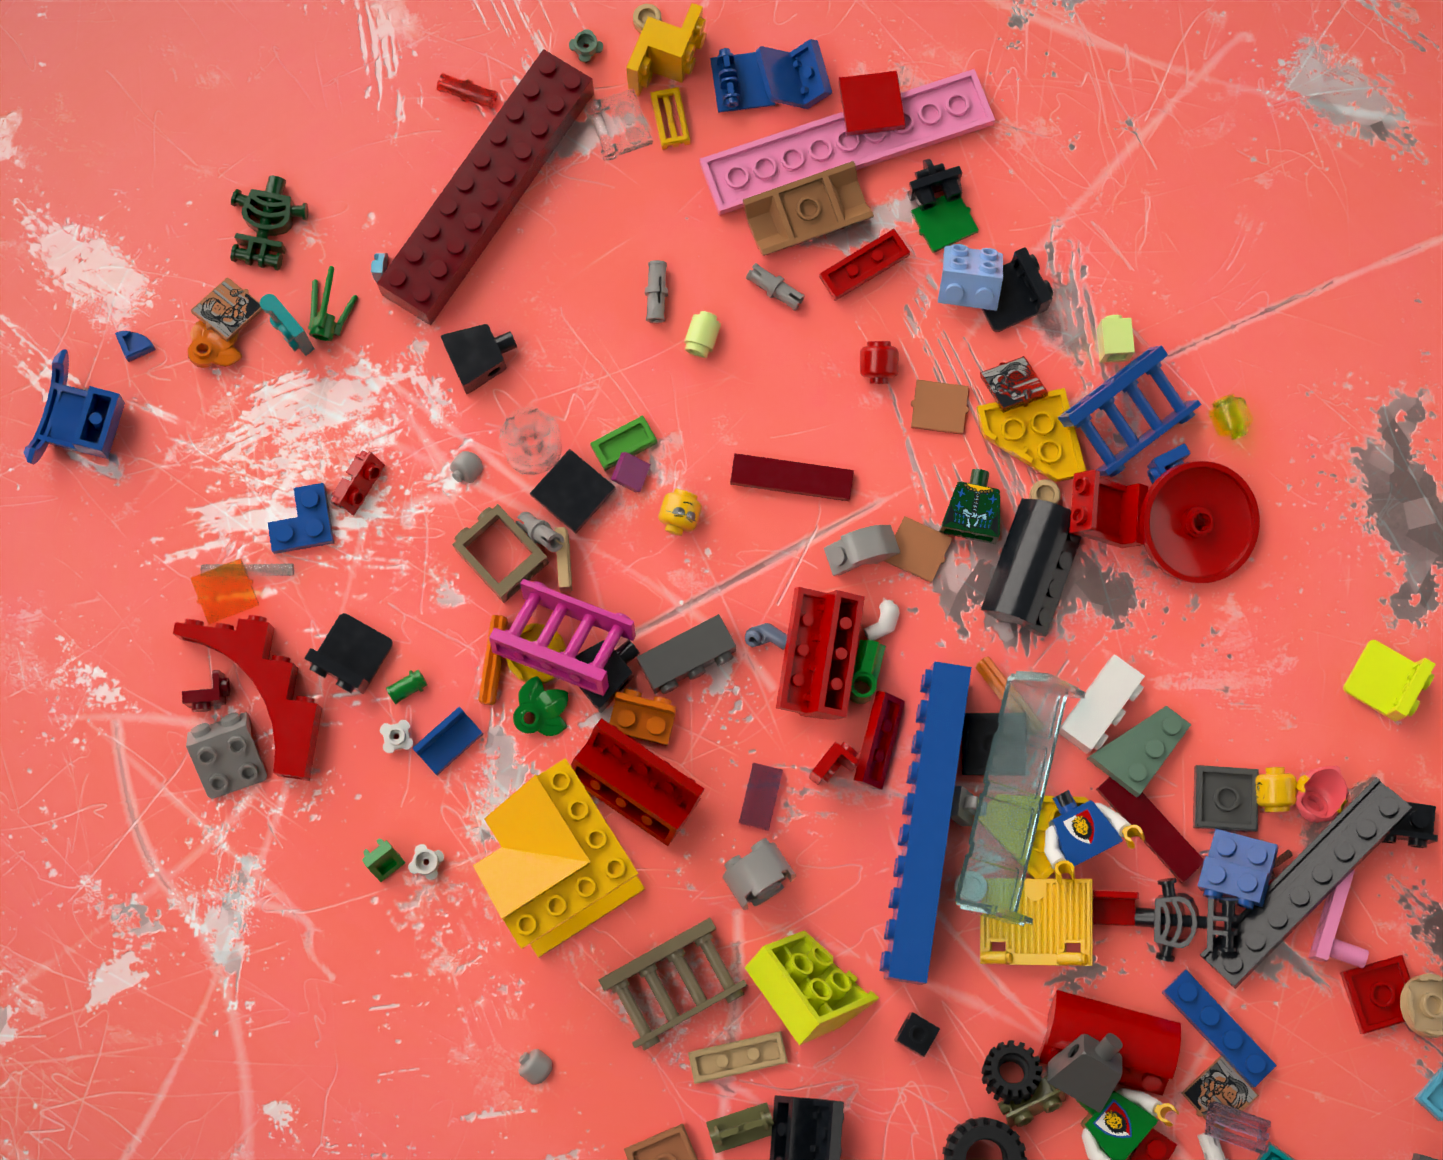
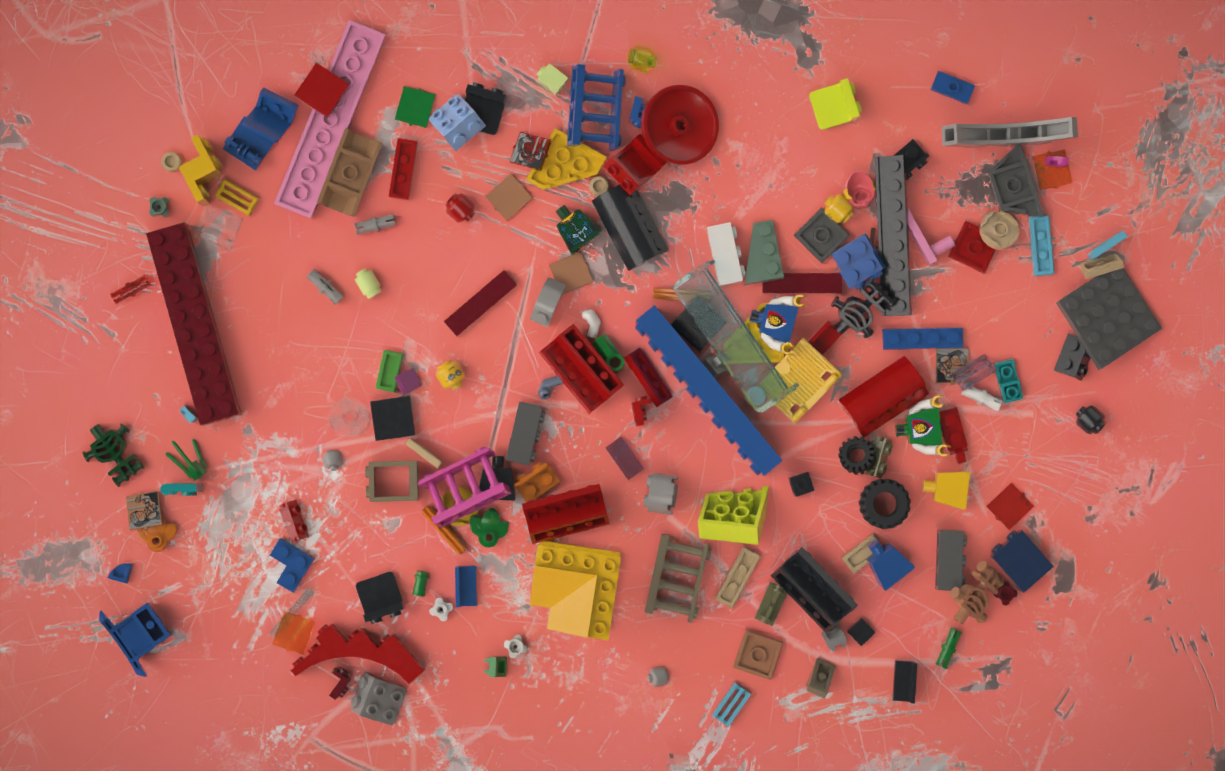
camera: 50 degrees left, 10 degrees up
(477, 354) = (279, 405): black torso -> none
(540, 531) = (400, 453): light grey pin -> none
(933, 180) = (390, 104): black hips -> none
(1088, 1069) = (887, 420): dark grey torso -> none

